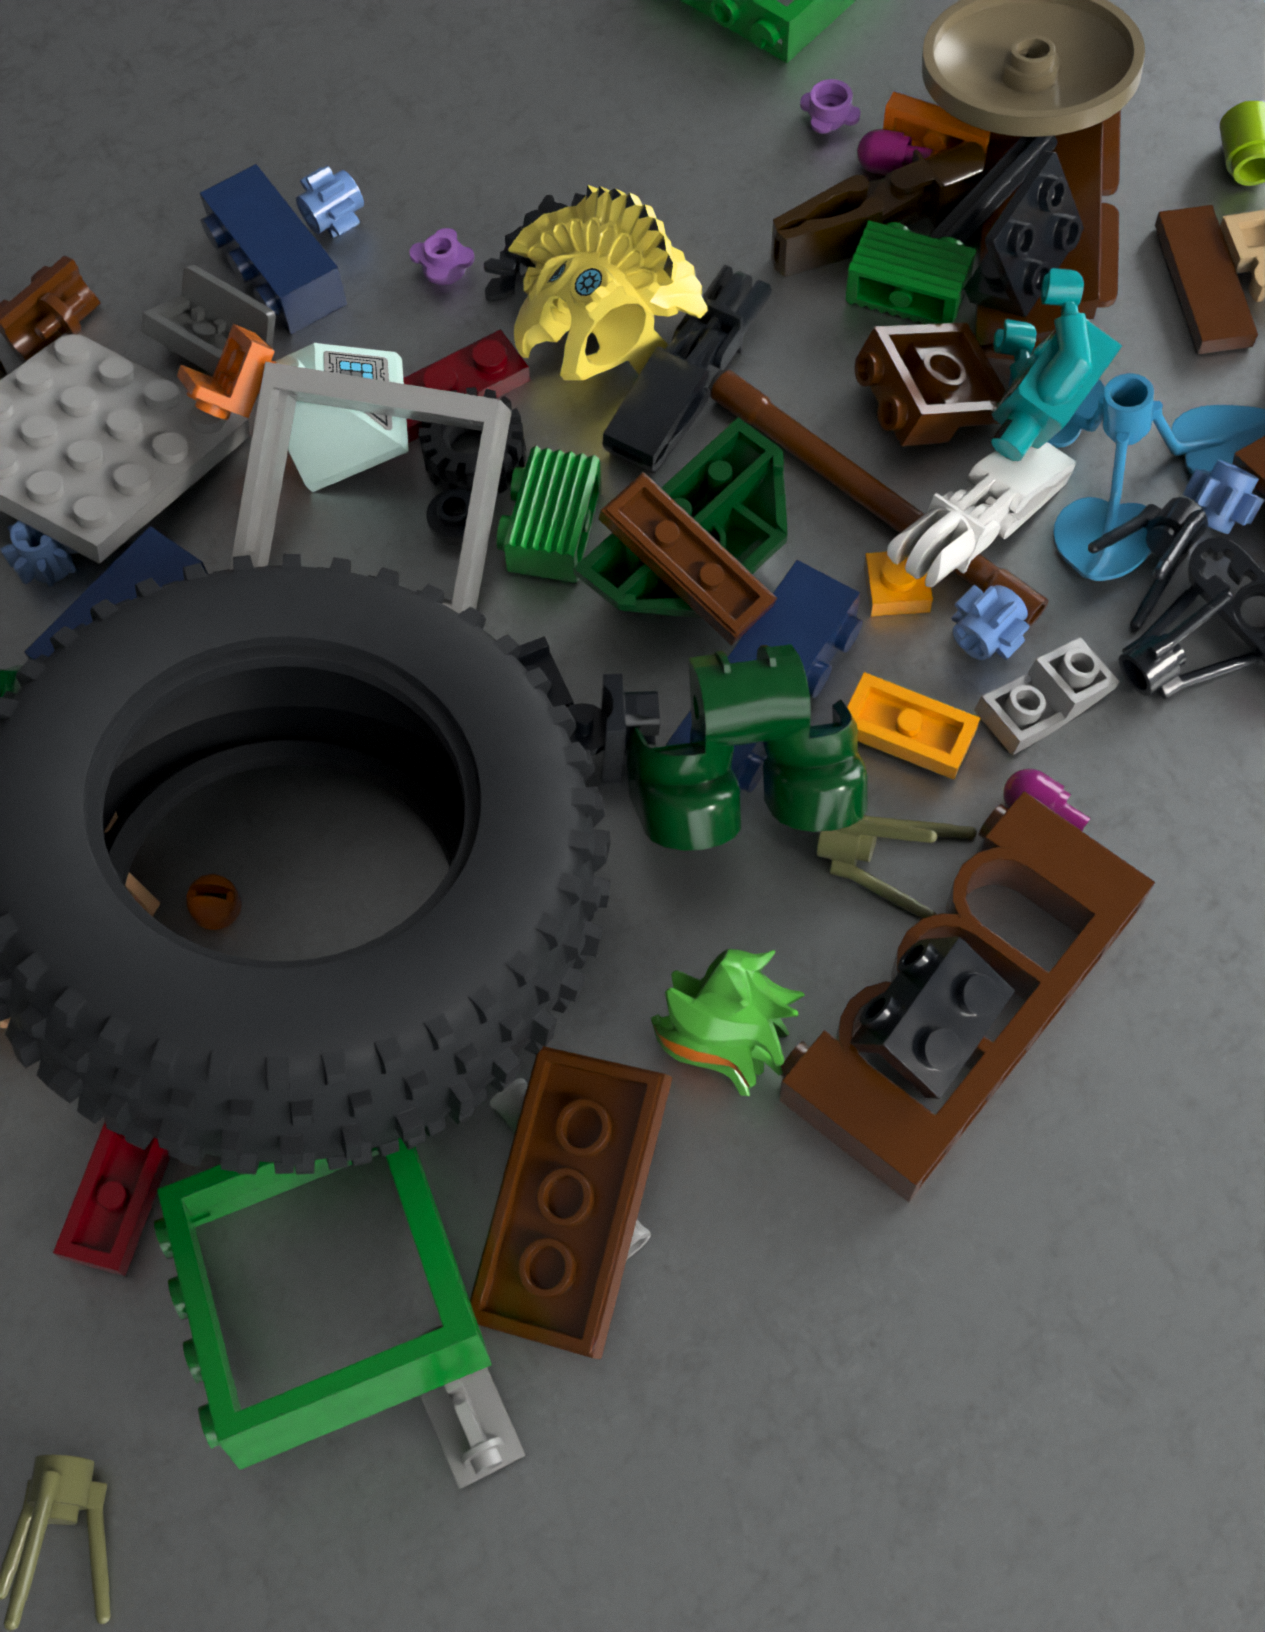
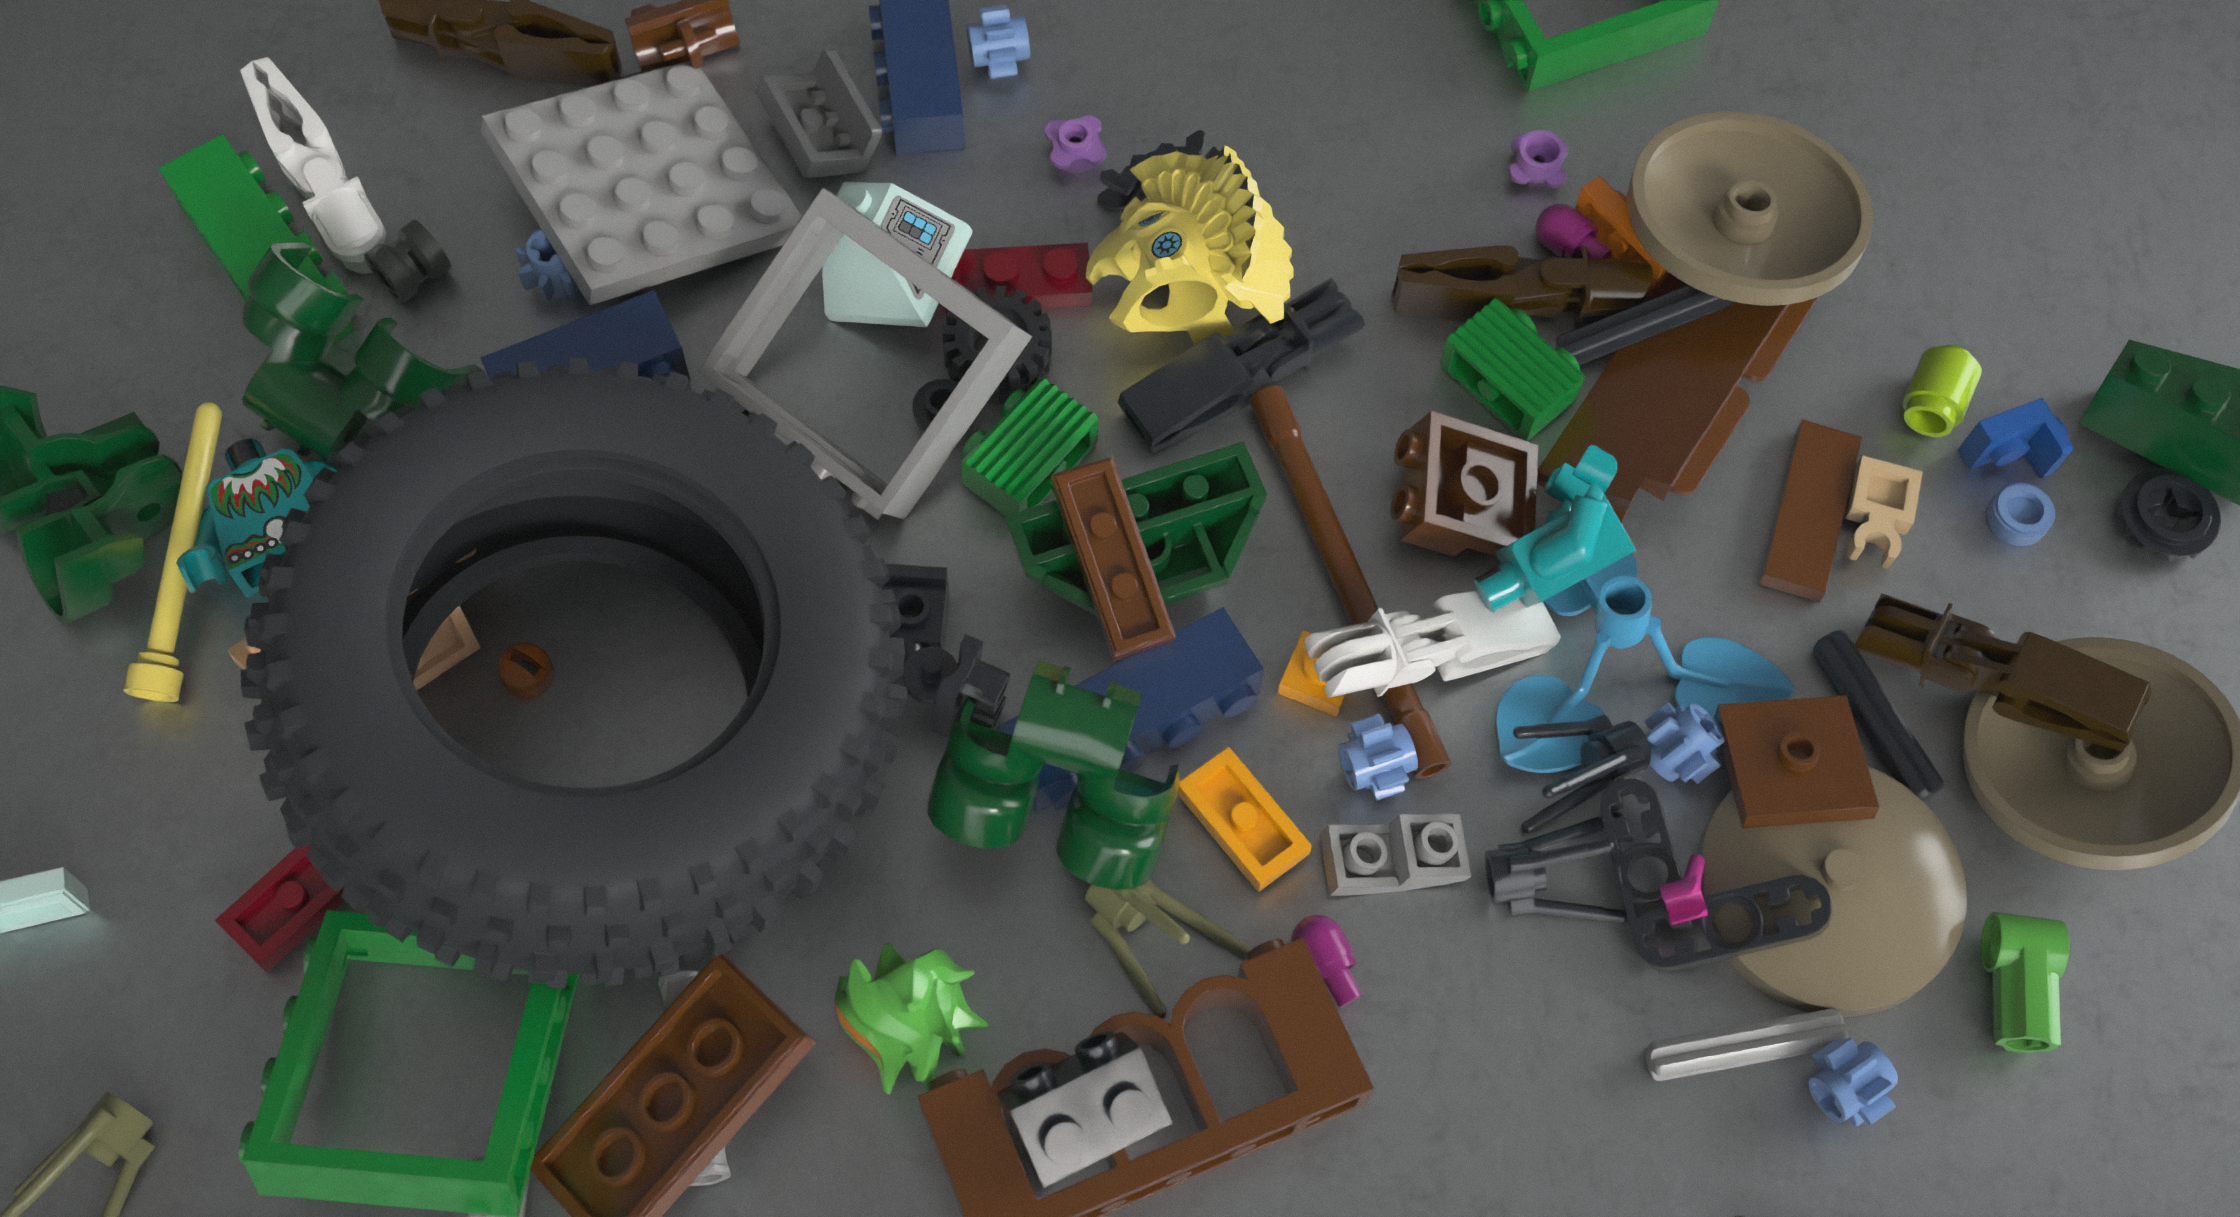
camera: 20 degrees right, 0 degrees up
(235, 379) = (787, 193): orange bracket -> none
(1027, 240) = (1632, 391): black bracket -> none

